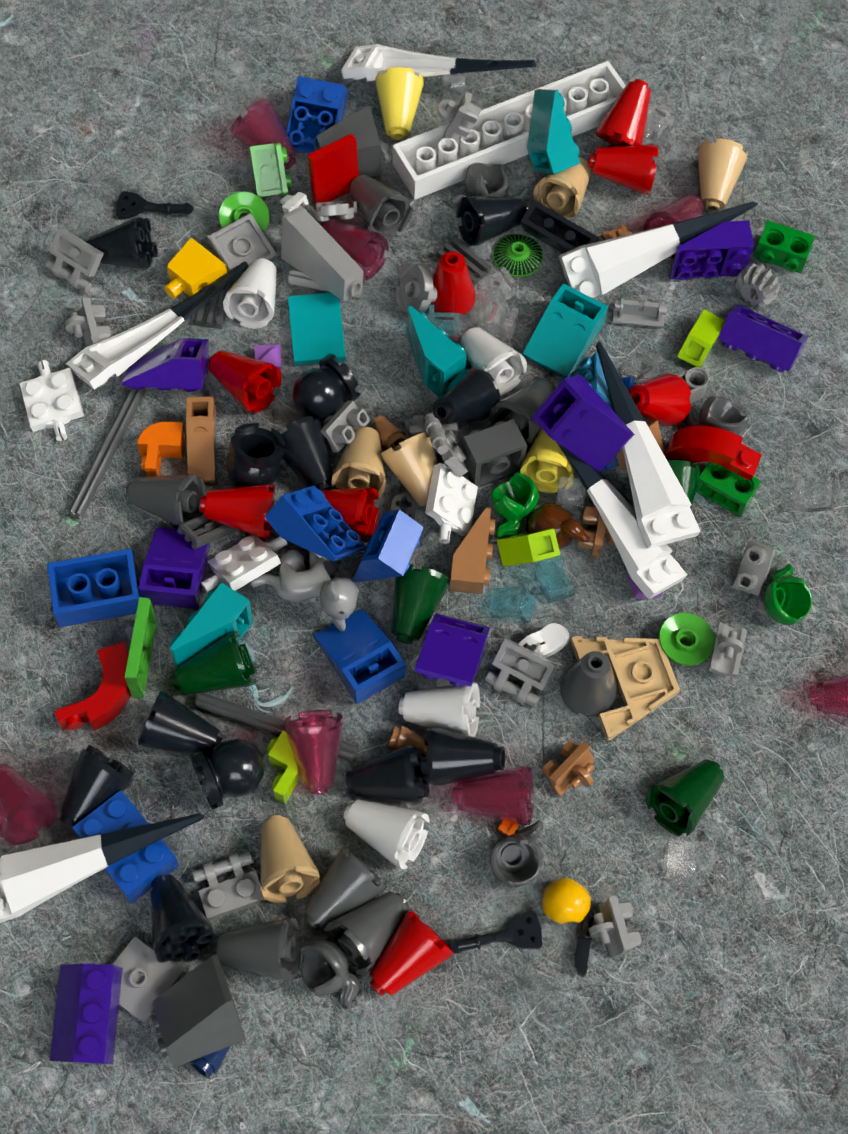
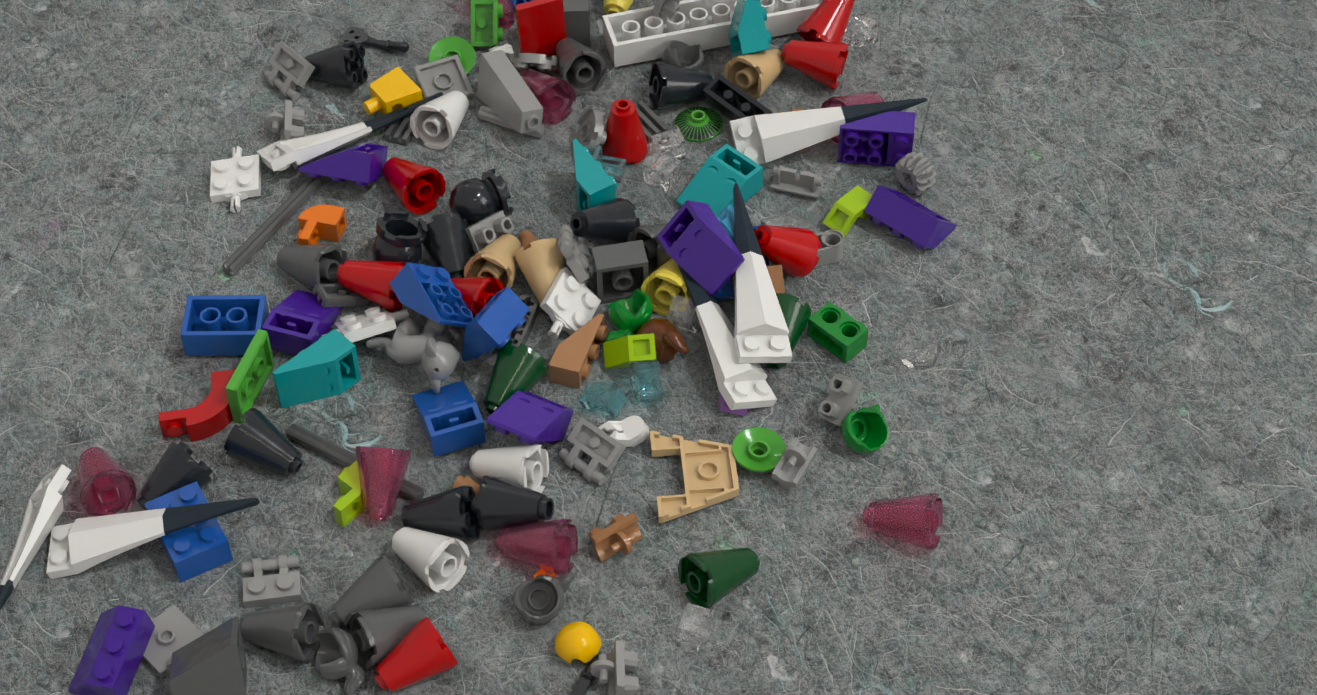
camera: 15 degrees right, 15 degrees down
(177, 922) = (213, 597): black cone -> none
(201, 437) = (359, 221): medium nougat slope -> none
(217, 667) = (315, 403): dark green cone -> none
(230, 770) = (299, 483): black tile -> none
(269, 354) = (445, 168): medium lavender tile -> none
(285, 862) = (326, 568): tan cone -> none
(316, 328) = (492, 149): teal tile -> none
(494, 357) = (651, 201): white cone -> none
(507, 935) = (516, 664): black piece -> none
(589, 685) = (654, 468): dark grey cone -> none
(592, 517) = (696, 357): medium nougat hips -> none
(713, 446) = (832, 292): red arch -> none
(718, 413) = (843, 275): dark grey hair -> none
(719, 171) = (908, 73): tan cone -> none
(784, 246) = (953, 147): green brick -> none

